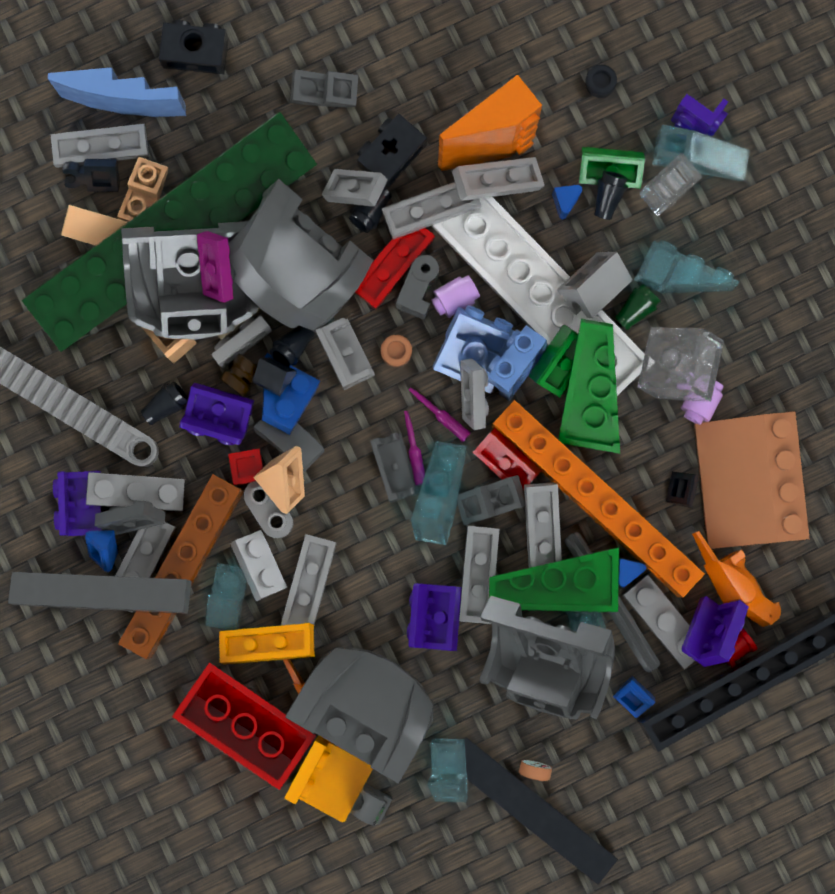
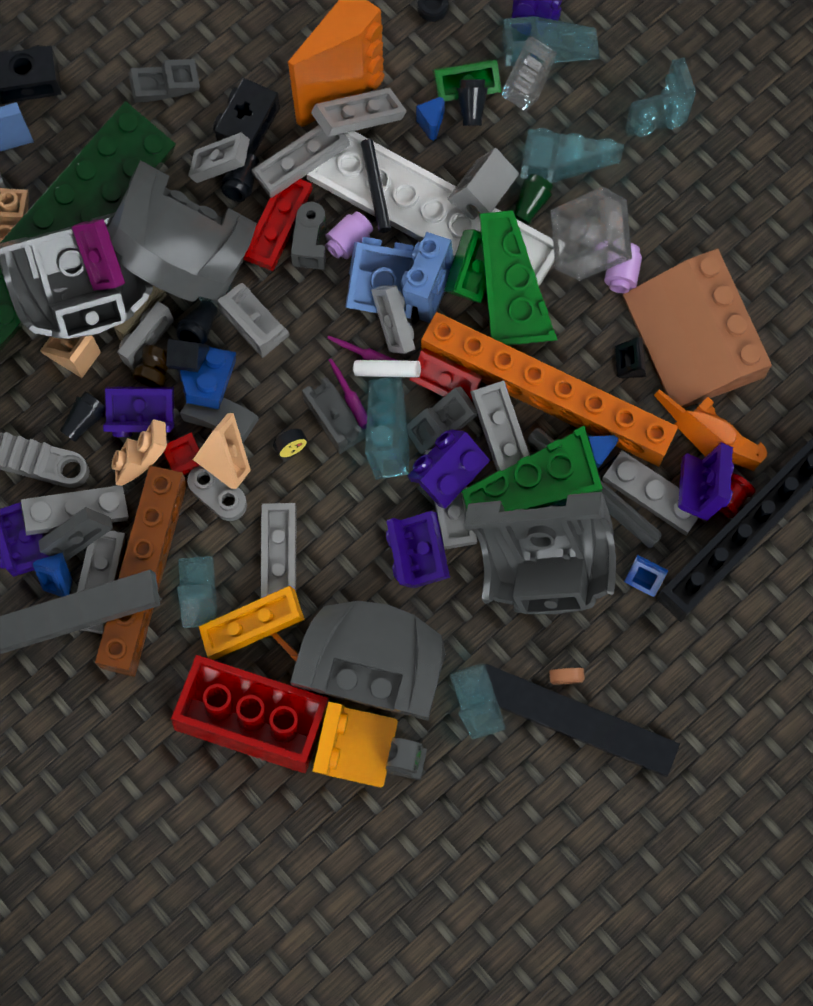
camera: 15 degrees left, 10 degrees down
(207, 459) = (138, 455): none -> light nougat slope
(258, 565) = (221, 549): light grey plate -> none
(346, 483) = (290, 443): none -> black tile
(396, 350) = (304, 304): nougat tile -> none
(454, 437) = (386, 368): none -> white piece
(483, 550) = (448, 466): none -> dark purple bracket
(493, 258) = (375, 186): none -> black bar
(804, 251) = (664, 110): none -> clear light blue bracket

